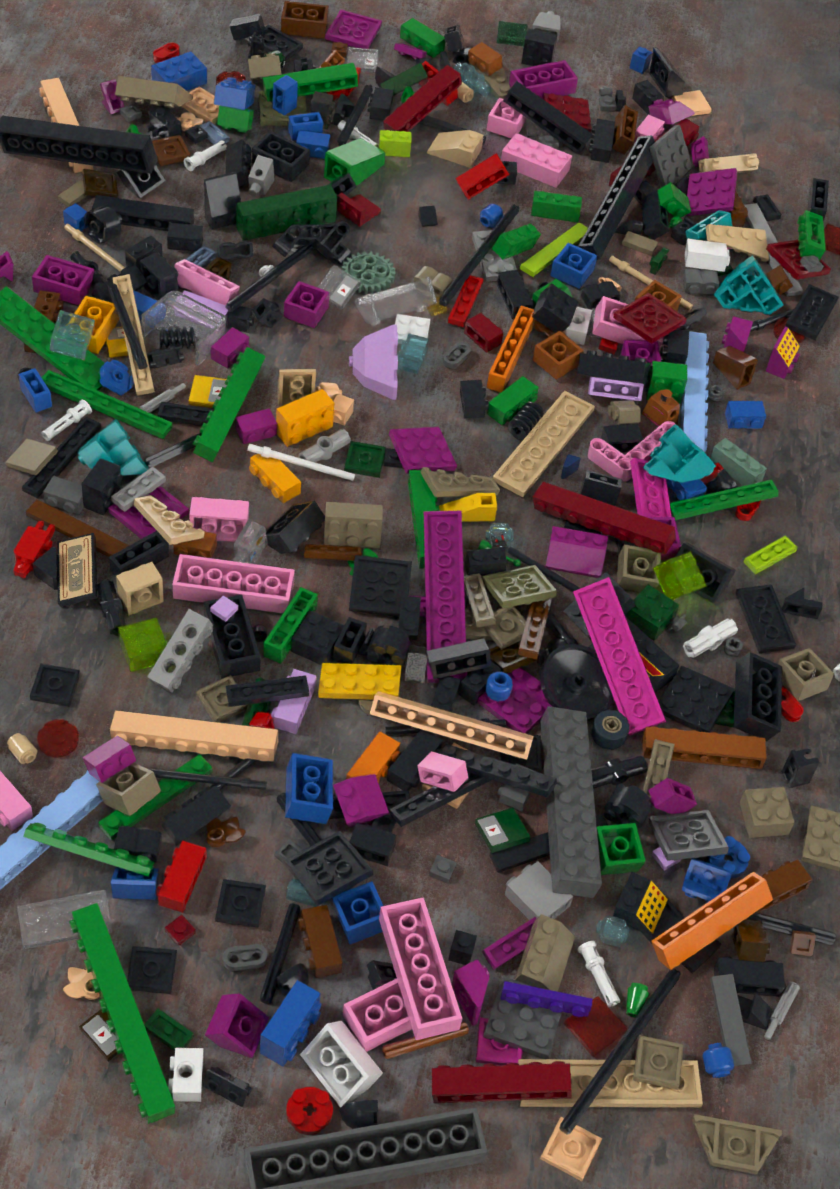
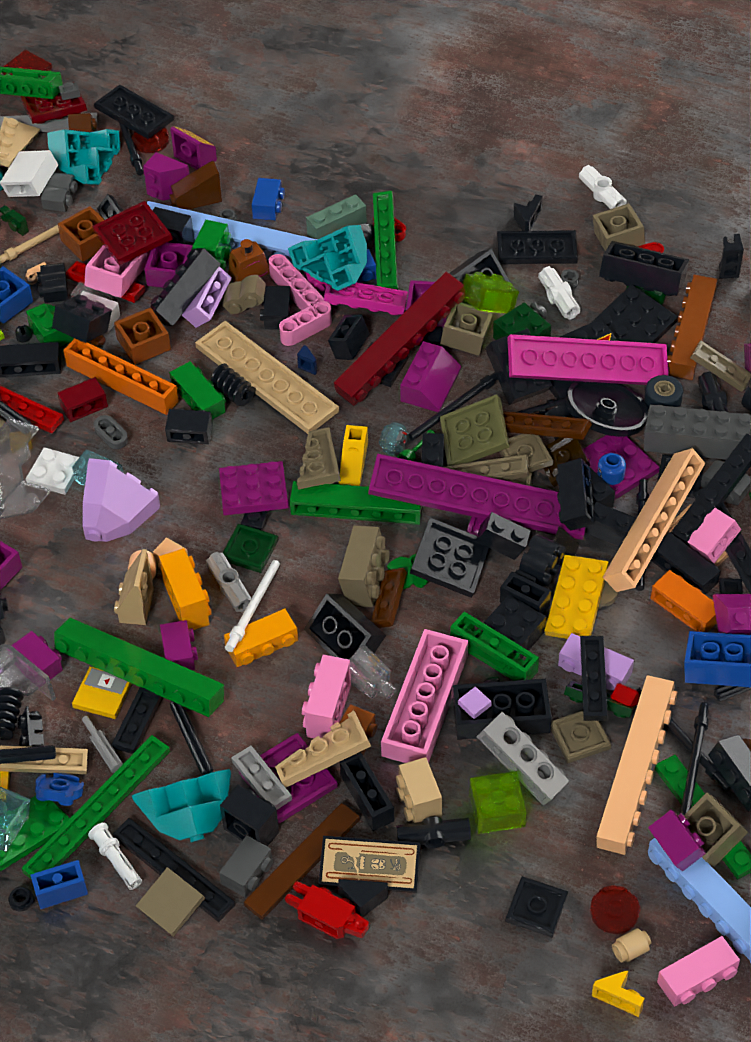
camera: 70 degrees left, 0 degrees up
(770, 554) = (456, 225): lime tile -> none

